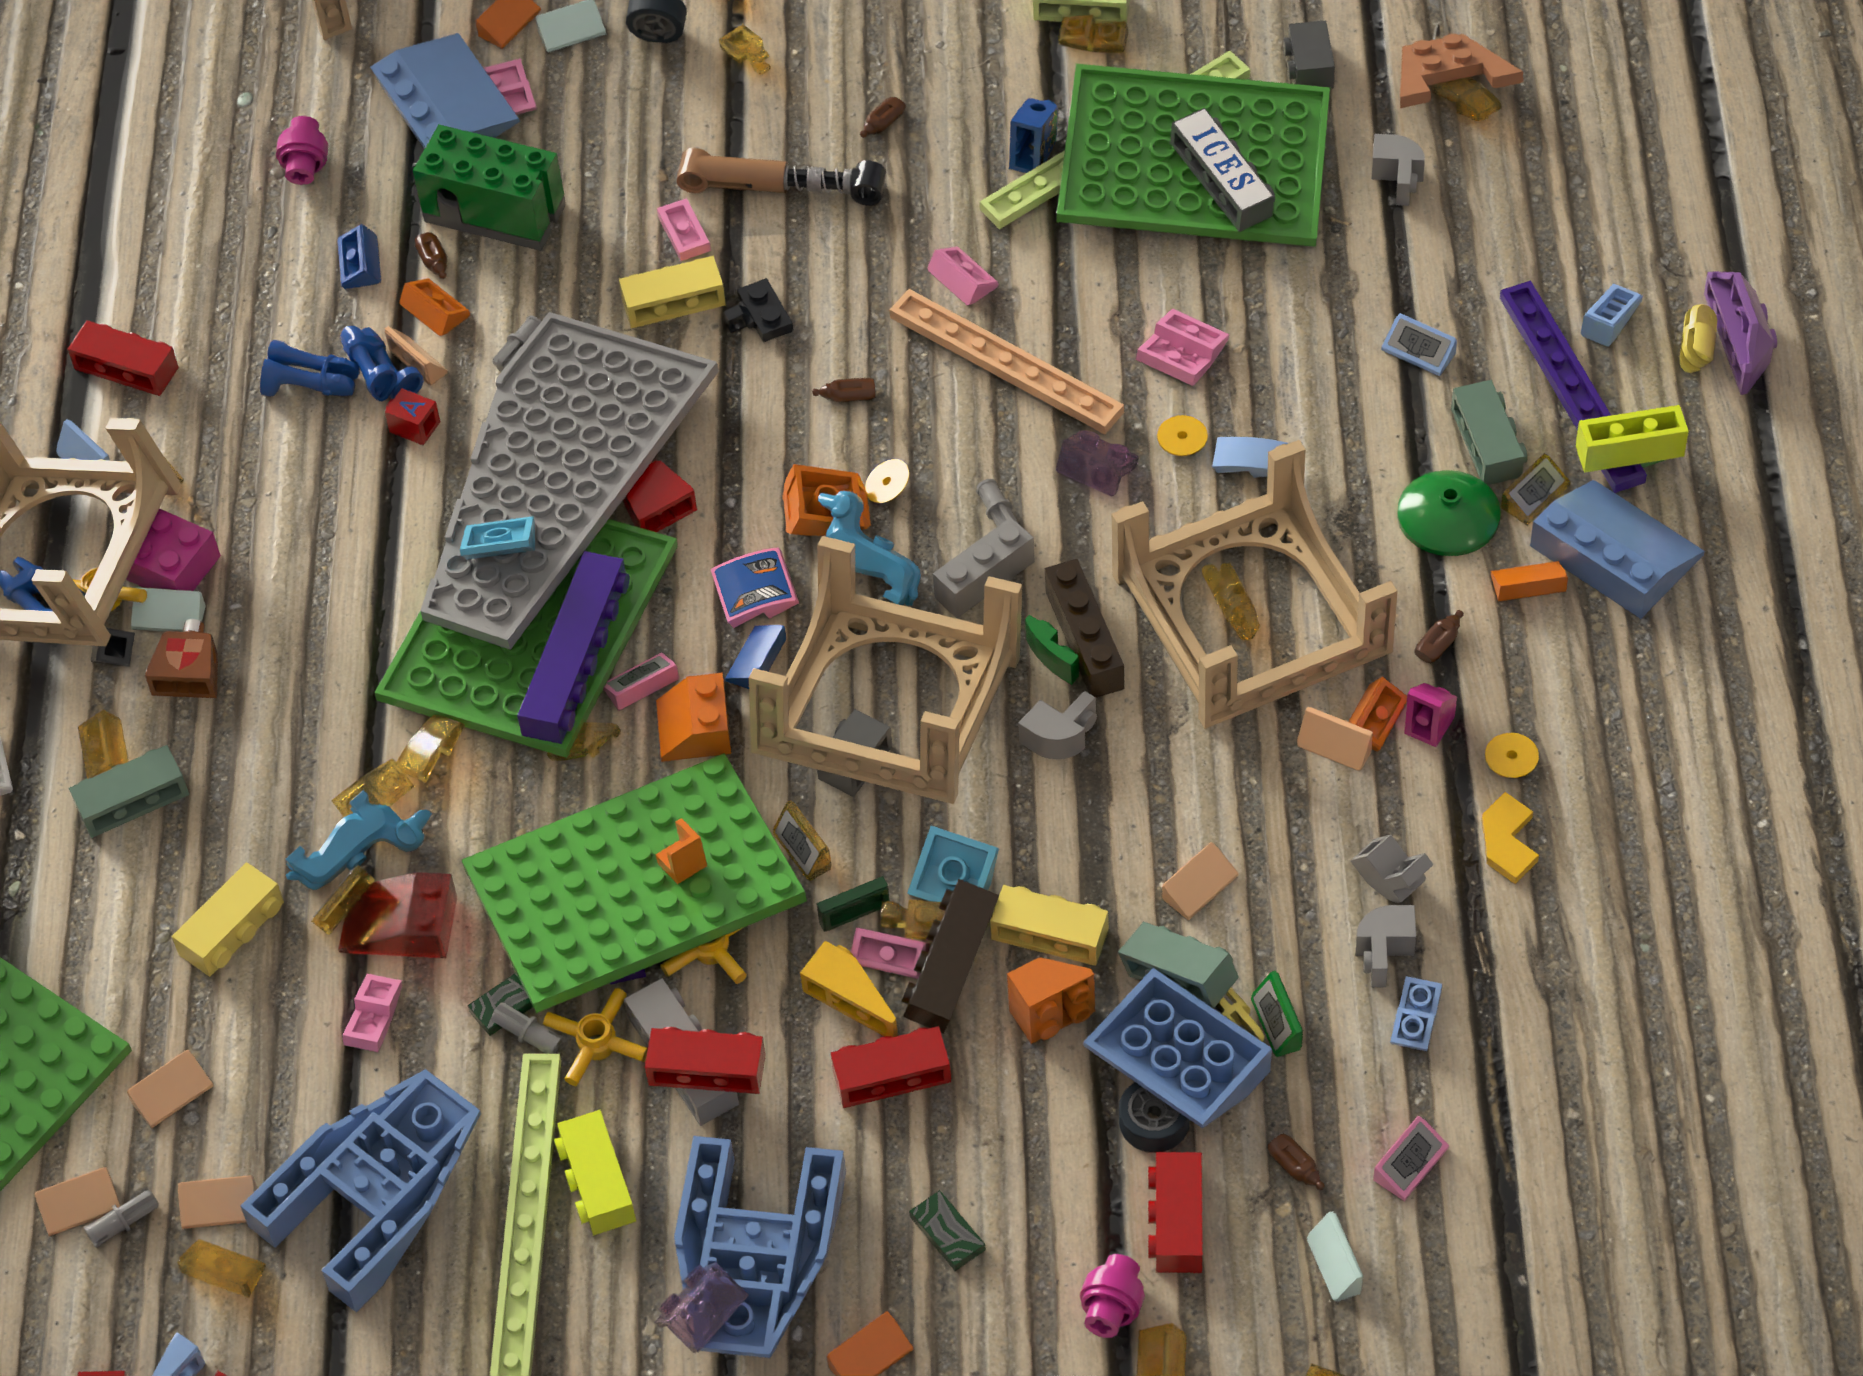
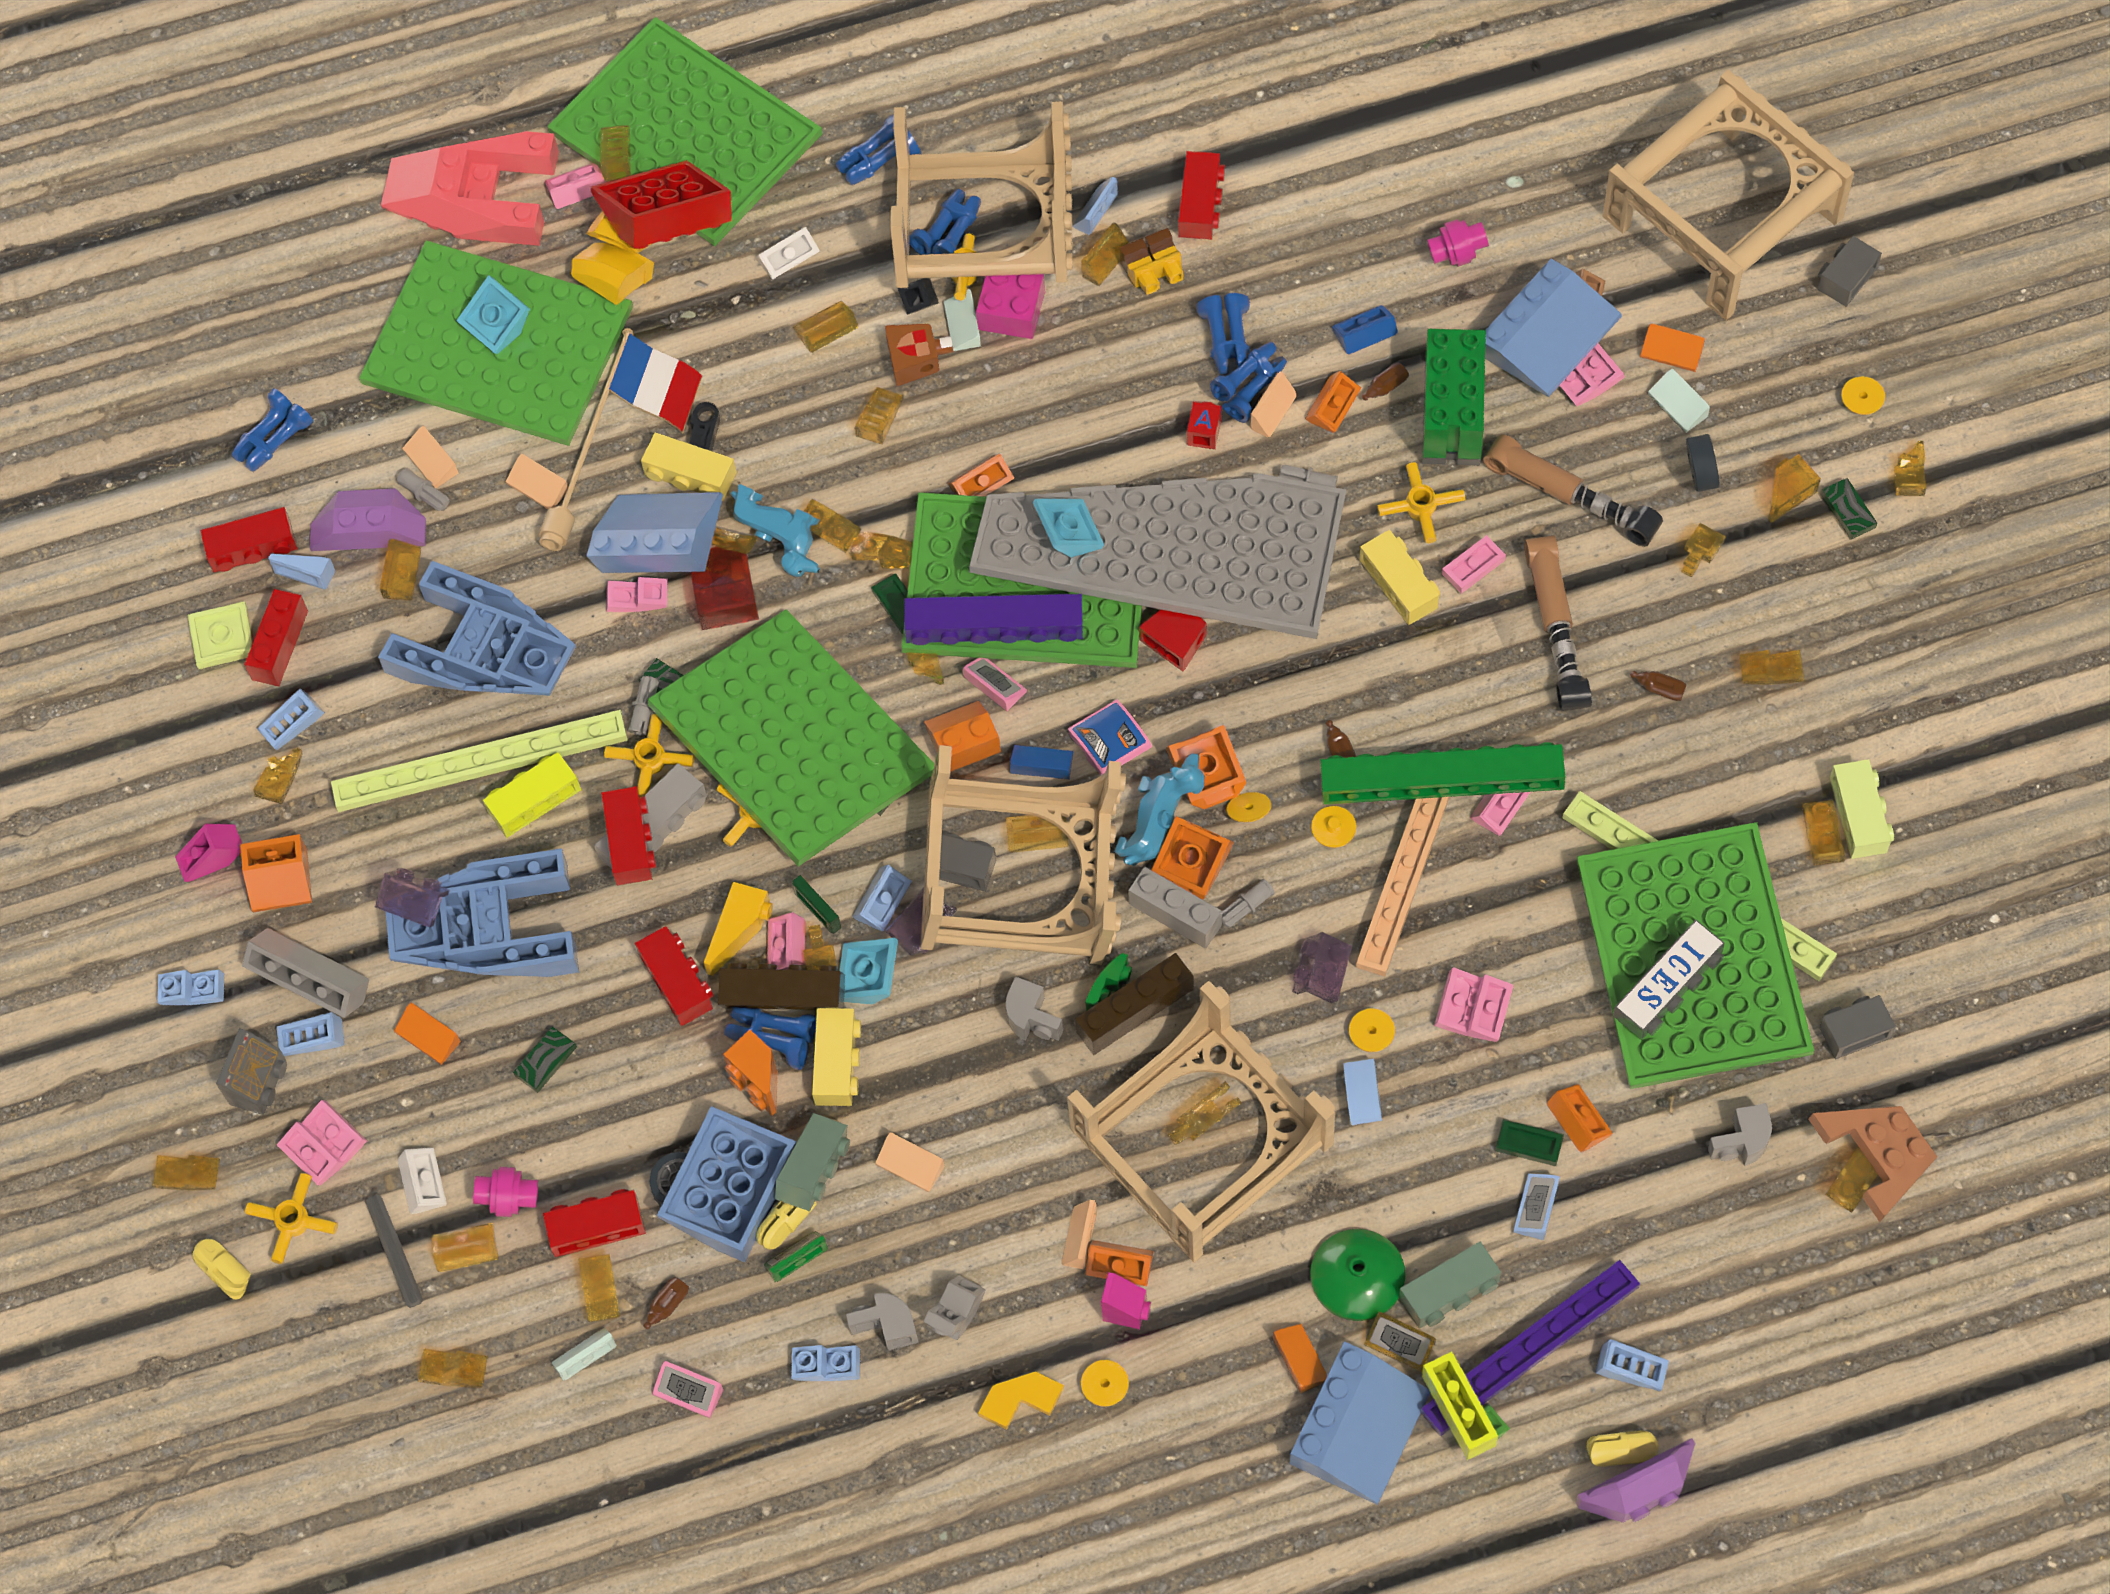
camera: 75 degrees right, 10 degrees up
(98, 938) = (646, 382): none -> flag
(129, 791) = (786, 356): sand green brick -> none
(133, 1294) = (367, 521): none -> medium lavender wedge
(181, 419) = (1151, 260): none -> yellow hips
(184, 901) = (704, 433): none -> black piece
(214, 1201) = (450, 546): light nougat slope -> none
(260, 736) = (879, 433): none -> clear yellow slope
(307, 960) = (656, 533): none -> medium blue slope
(376, 637) = (983, 478): none -> orange slope
(495, 754) = (892, 595): none -> dark green tile
(593, 254) = (1421, 493): none -> yellow bar
(684, 856) = (806, 760): orange panel -> none
(695, 88) = (1509, 458): none -> piece
(759, 310) = (1405, 653): black hinge -> none
(802, 842) = (868, 851): slope -> none
(840, 683) = (1034, 833): none -> clear yellow slope
(863, 845) = (882, 898): none -> light blue slope
(900, 28) = (1768, 669): none -> clear yellow slope
(913, 812) = (908, 925): none -> bracket
(921, 300) = (1443, 773): none -> green brick
(930, 535) = (1192, 857): none -> orange slope
(934, 420) = (1333, 826): none -> yellow piece
(1004, 947) = (793, 1048): none -> blue piece
(1036, 124) = (1673, 812): blue torso -> none
(1256, 1221) = (598, 1287): none -> clear yellow slope
(1333, 294) = (1579, 1117): none -> orange slope
(1347, 338) = (1529, 1142): none -> dark green tile
(1438, 638) = (1214, 1296): reddish brown piece -> none

